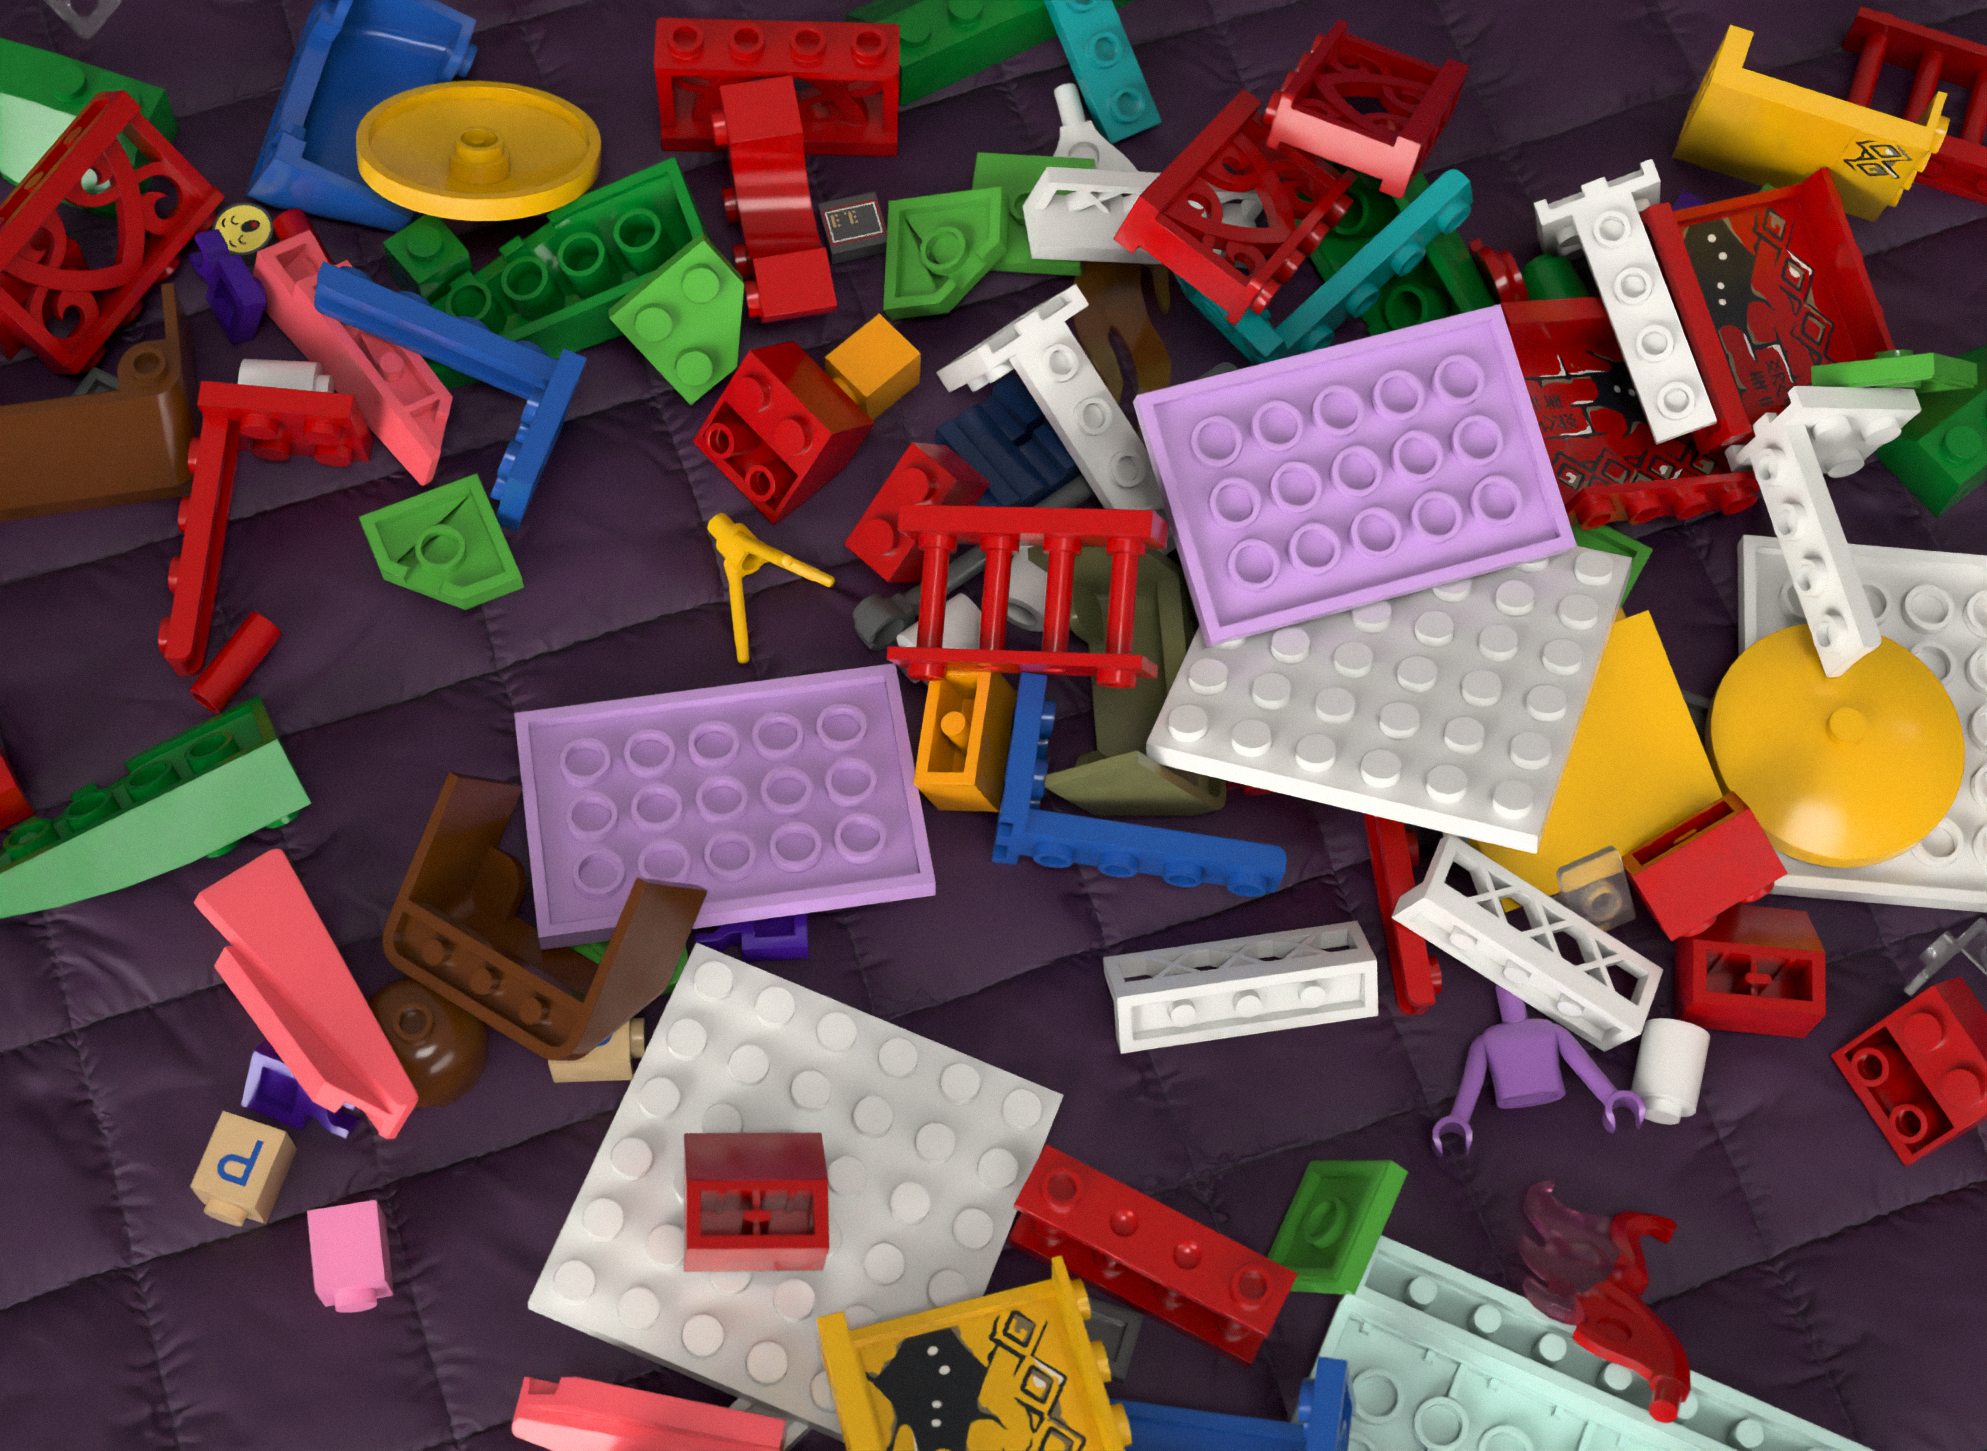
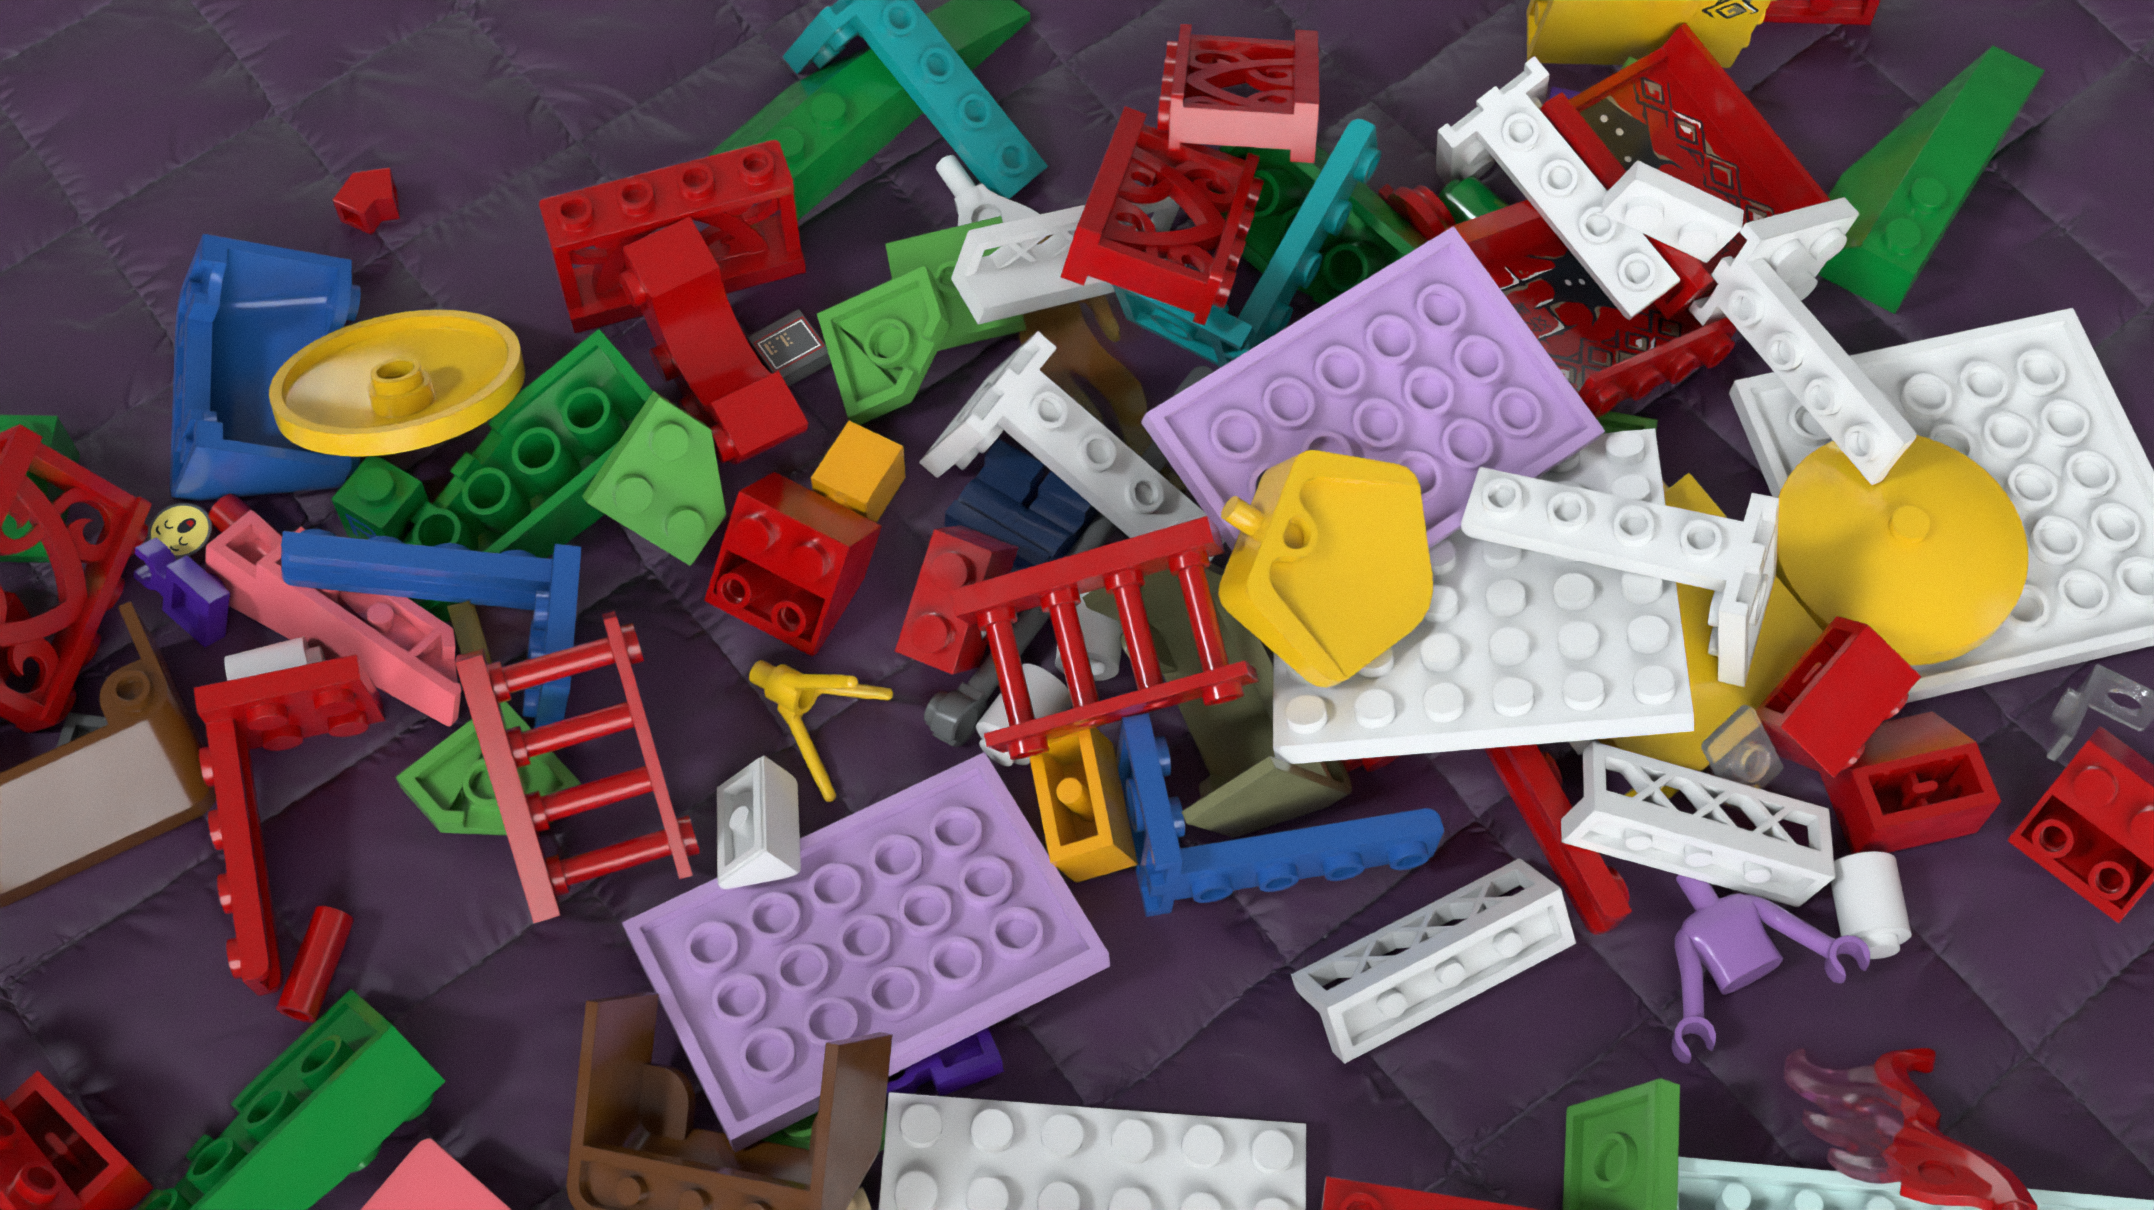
camera: 15 degrees left, 5 degrees down
(461, 588) = (511, 749): none -> fence
(466, 417) = (467, 628): none -> clear yellow tile
(666, 664) = (757, 826): none -> white slope
(1260, 588) = (1329, 562): none -> yellow animal
(1647, 710) = (1647, 540): none -> white bracket
(1729, 353) = (1672, 211): none -> white plate
(1899, 370) = (1827, 183): bright green plate -> none

